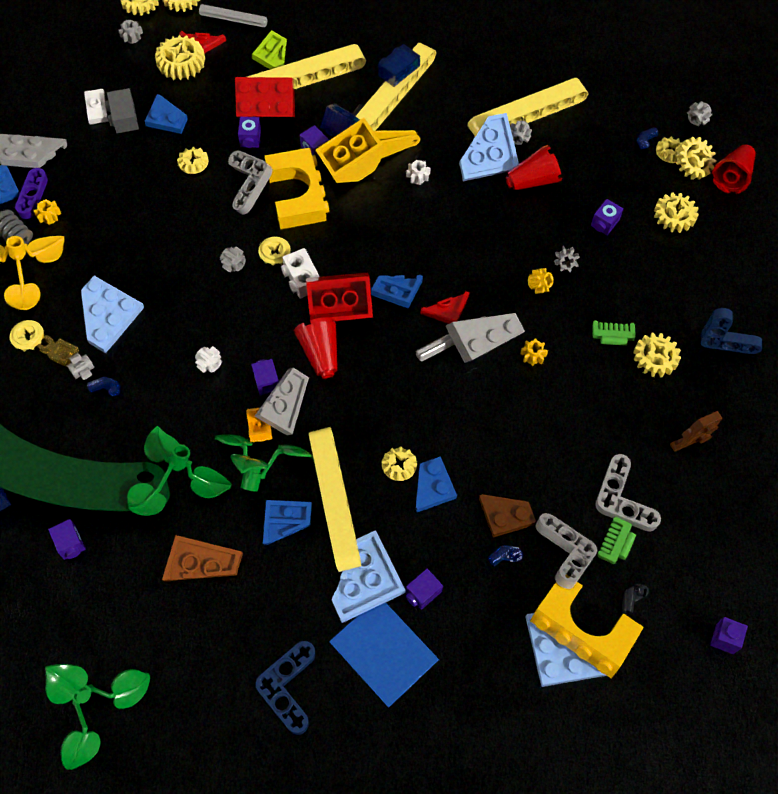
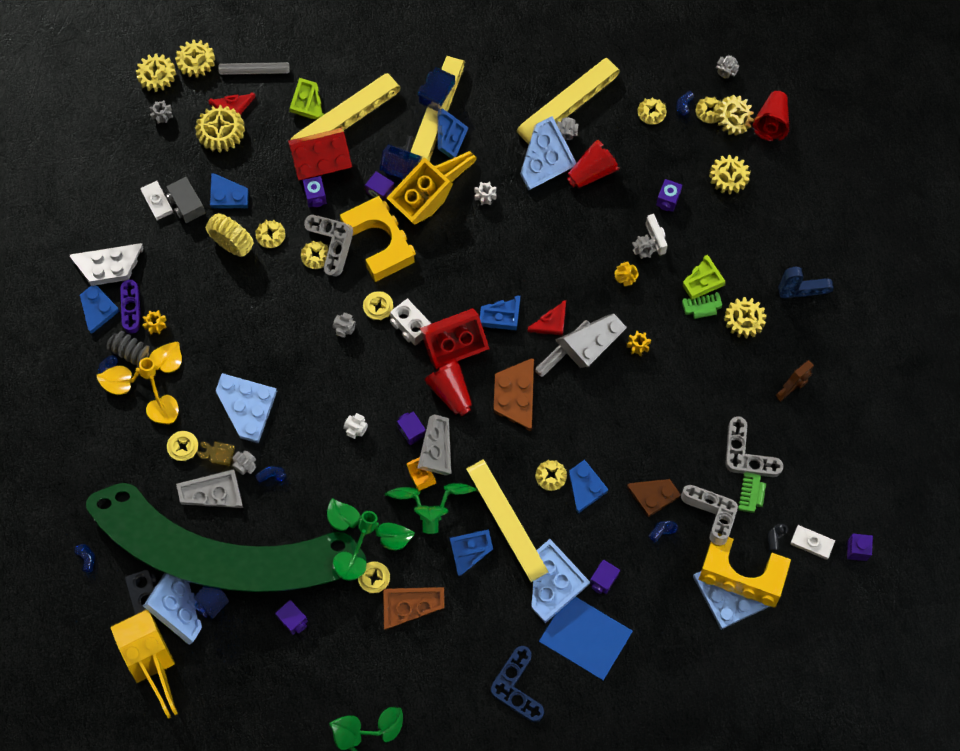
camera: 15 degrees left, 5 degrees up
(37, 386) = (212, 490): none -> light grey wing
(149, 148) = (229, 235): none -> light yellow gear
(169, 512) = (382, 573): none -> light yellow gear
(223, 193) = (314, 262): none -> light yellow gear
(387, 370) = (515, 393): none -> dark orange wing
(400, 109) = (450, 133): none -> blue wing
(584, 251) = (657, 234): none -> white plate
(611, 143) = (654, 117): none -> light yellow gear
(621, 306) = (703, 279): none -> lime wing
(674, 615) = (812, 542): none -> white plate

